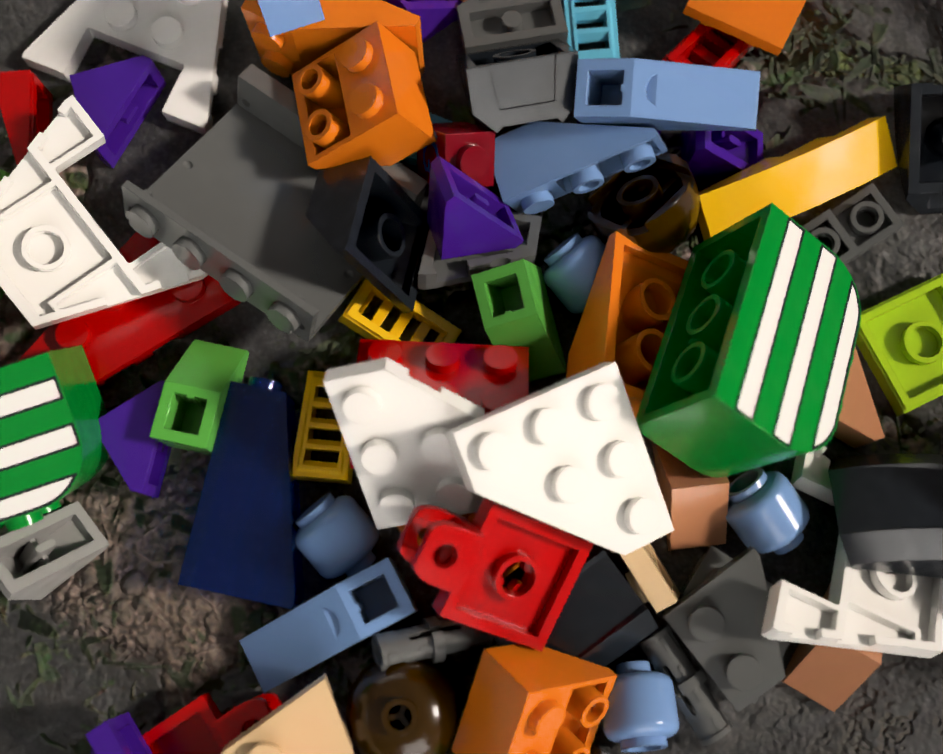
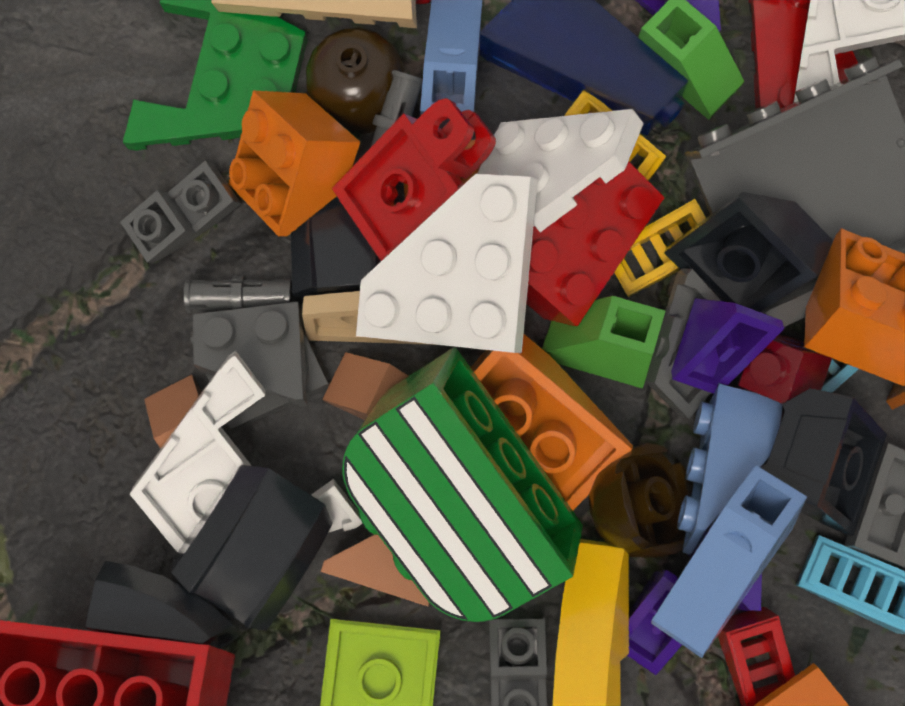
camera: 125 degrees right, 0 degrees up
(336, 536) = (515, 96): medium blue head -> none
(573, 270) = (627, 410): medium blue head -> none
(641, 709) = (244, 247): medium blue head -> none
(766, 511) = (320, 439): medium blue head -> none

